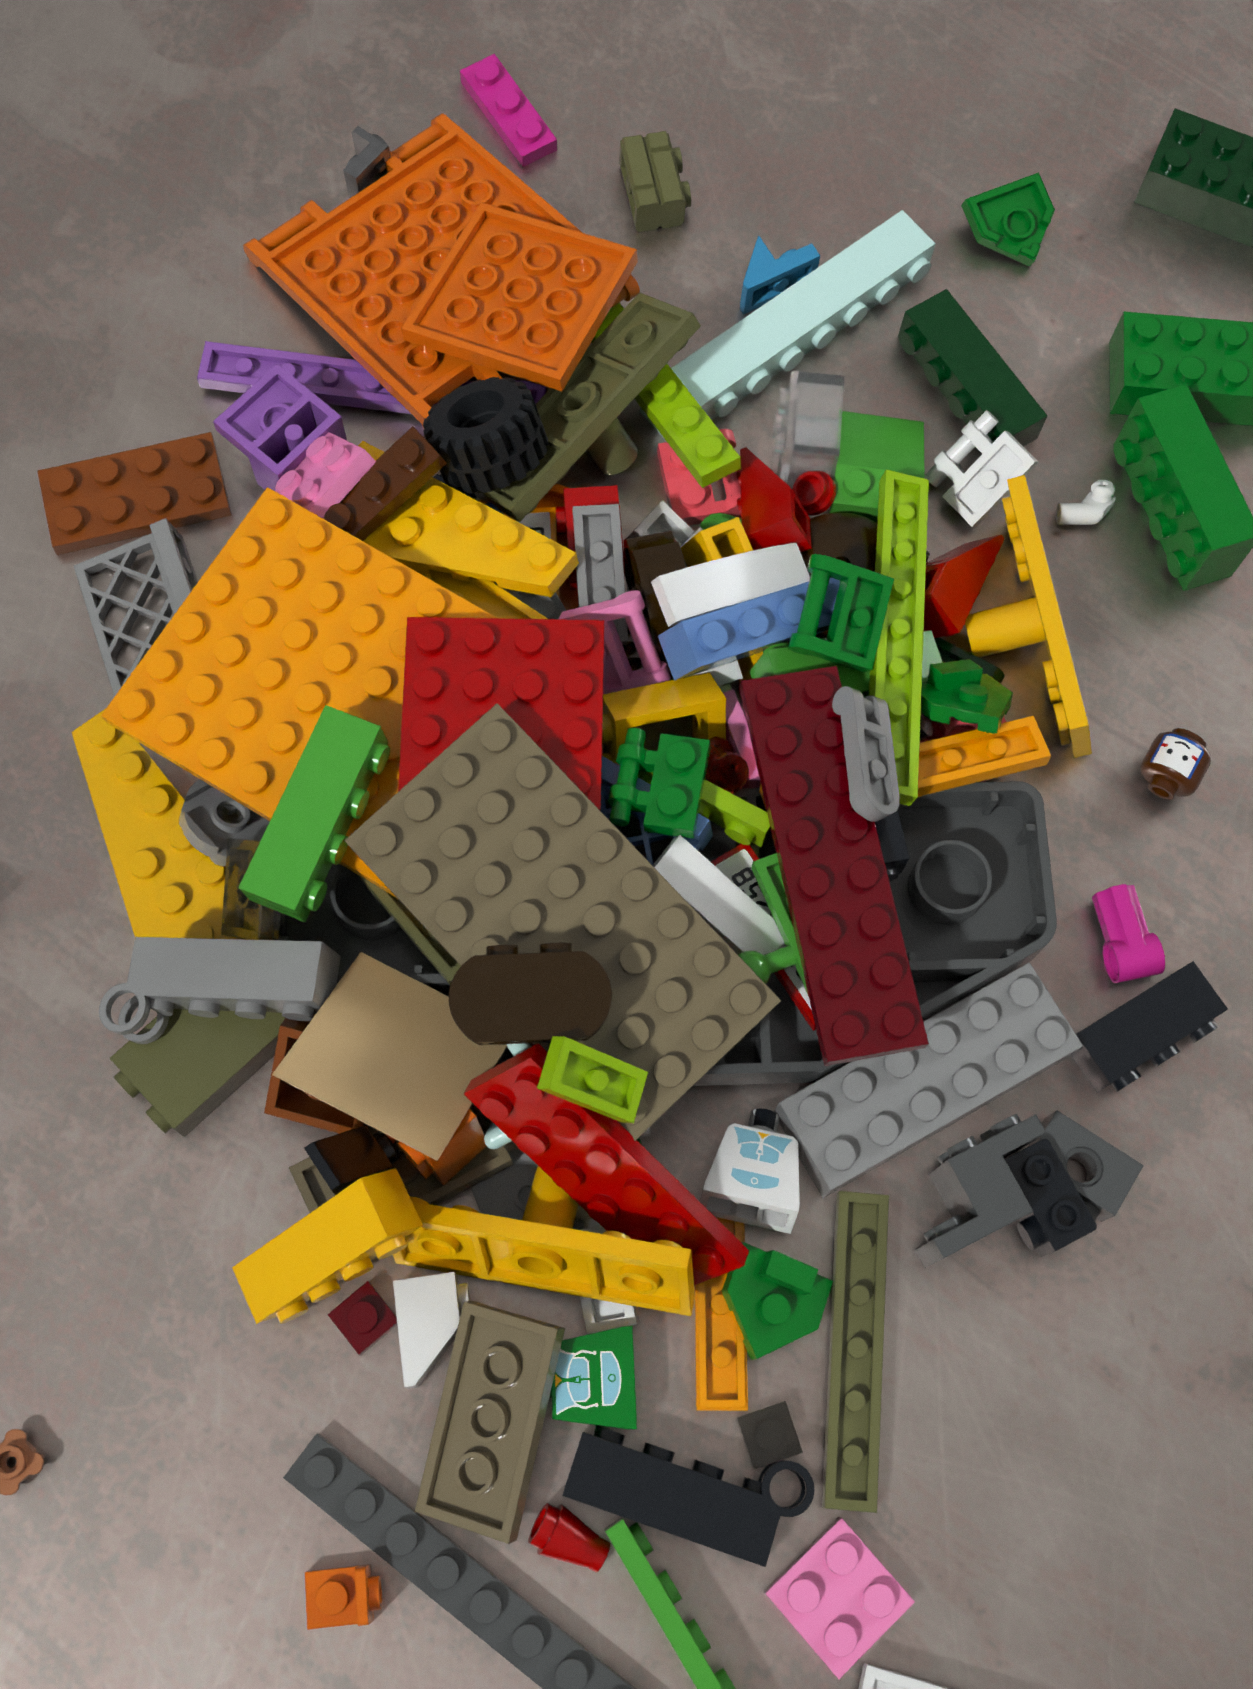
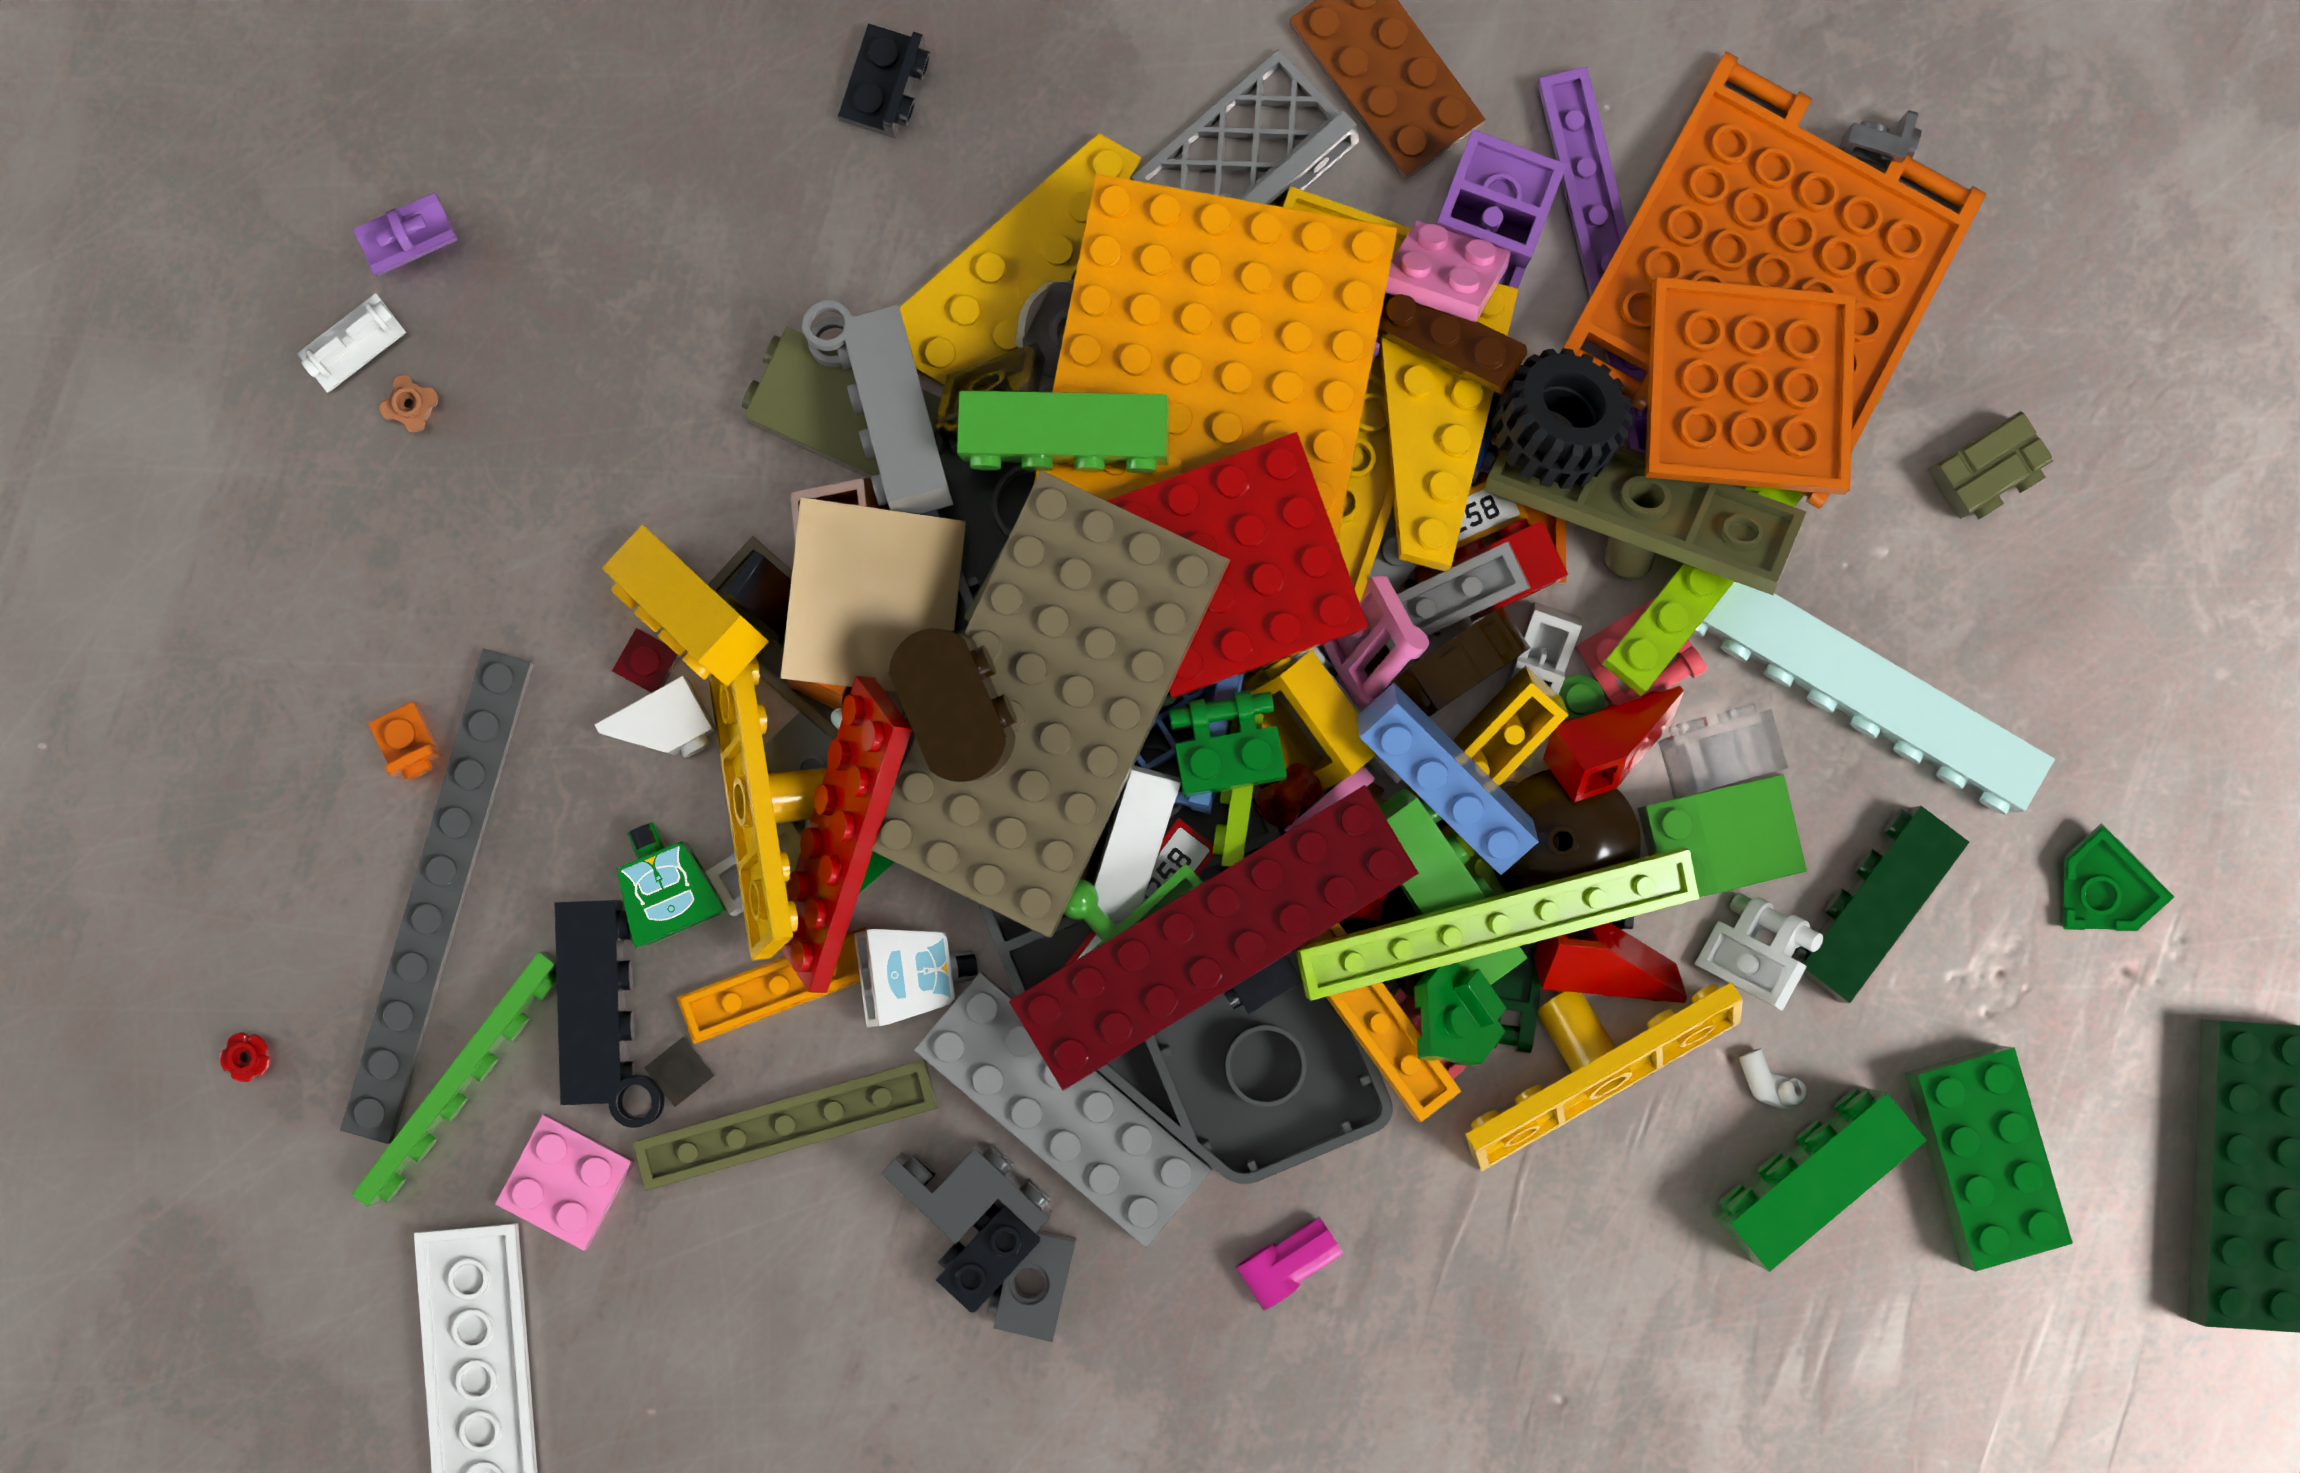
camera: 70 degrees right, 15 degrees up
(489, 1421) = (595, 812): dark tan plate -> none
(508, 110) = (2028, 265): dark pink plate -> none
(567, 1538) = (523, 921): red cone -> none
(592, 1079) = (897, 791): lime plate -> none
(728, 581) = (1480, 738): white slope -> none
(770, 277) = (1912, 639): dark azure slope -> none
(775, 1300) = (799, 1034): green plate -> none
(815, 491) = (1652, 782): red plate -> none
(855, 617) = (1483, 875): green plate -> none
(868, 753) = (1328, 936): light grey plate -> none
(1148, 1028) = (1198, 1310): black brick -> none
(1175, 763) = (1494, 1259): reddish brown head -> none

